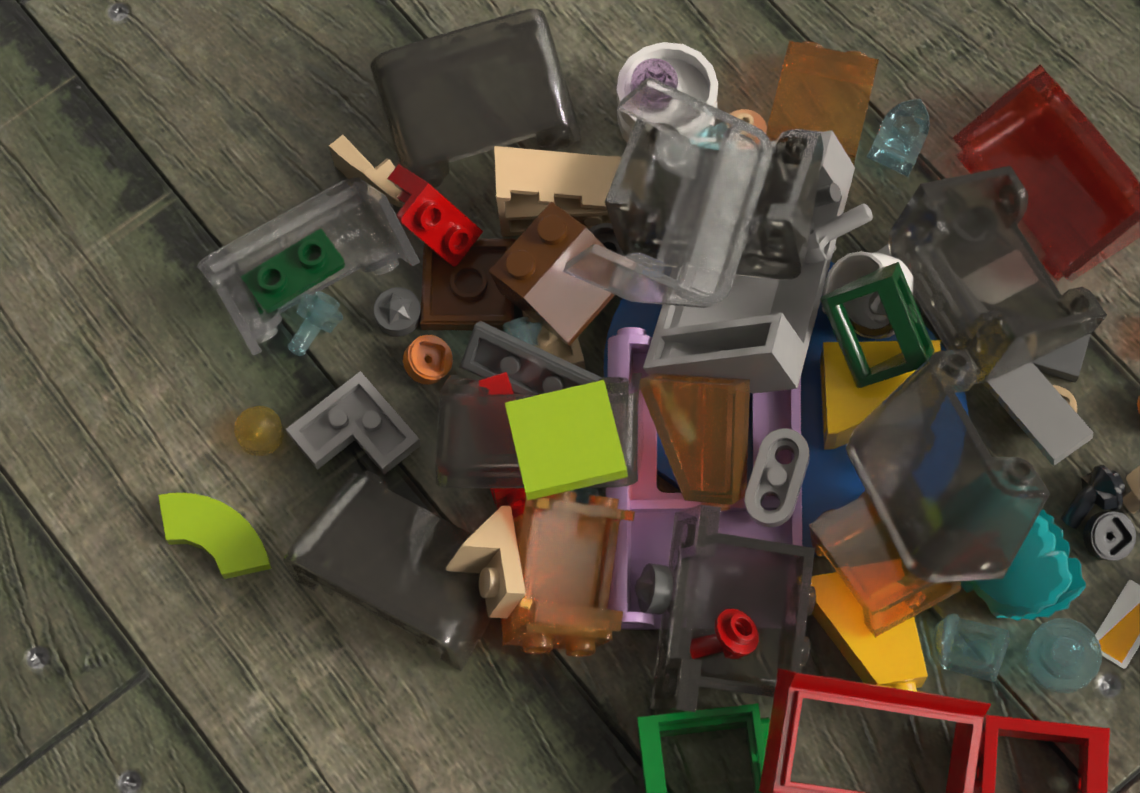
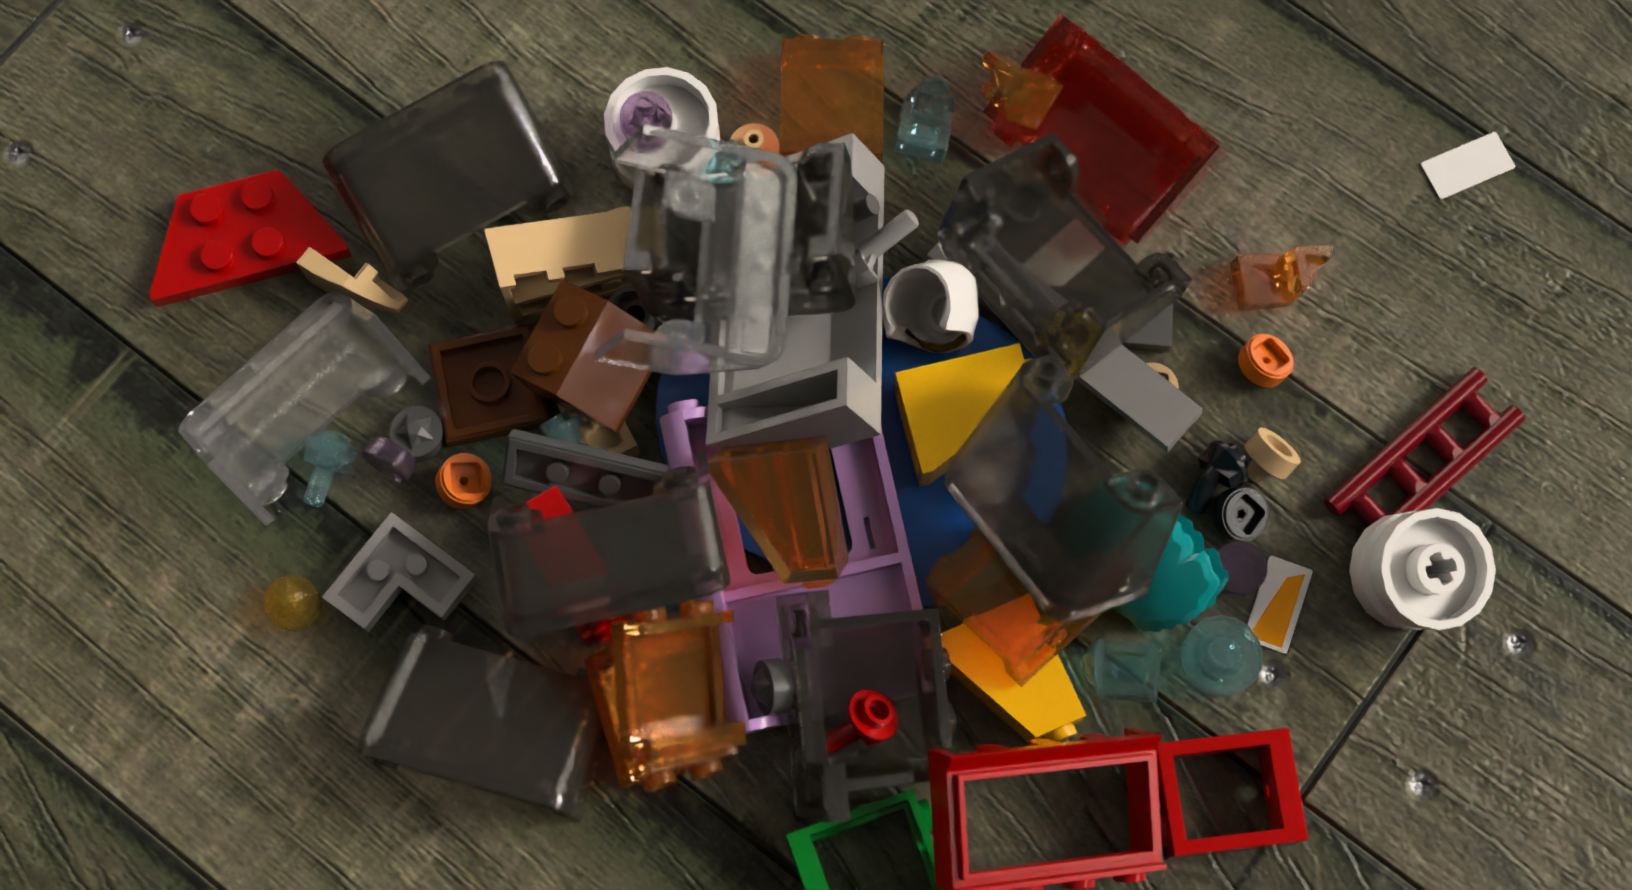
camera: 20 degrees left, 5 degrees up
(216, 529) = (268, 726): lime tile -> none
(285, 117) = (239, 237): none -> red wing
(292, 272) = (289, 418): dark green bracket -> none
(369, 327) = (389, 458): none -> tile
(433, 217) = (433, 322): red bracket -> none
(495, 555) = (592, 694): tan slope -> none
(566, 440) = (642, 556): lime tile -> none
(777, 479) = (878, 536): light grey plate -> none
(903, 317) = (978, 330): dark green tile -> none
(988, 126) = (1019, 92): none -> clear orange slope
(1103, 584) = (1244, 566): none -> tile

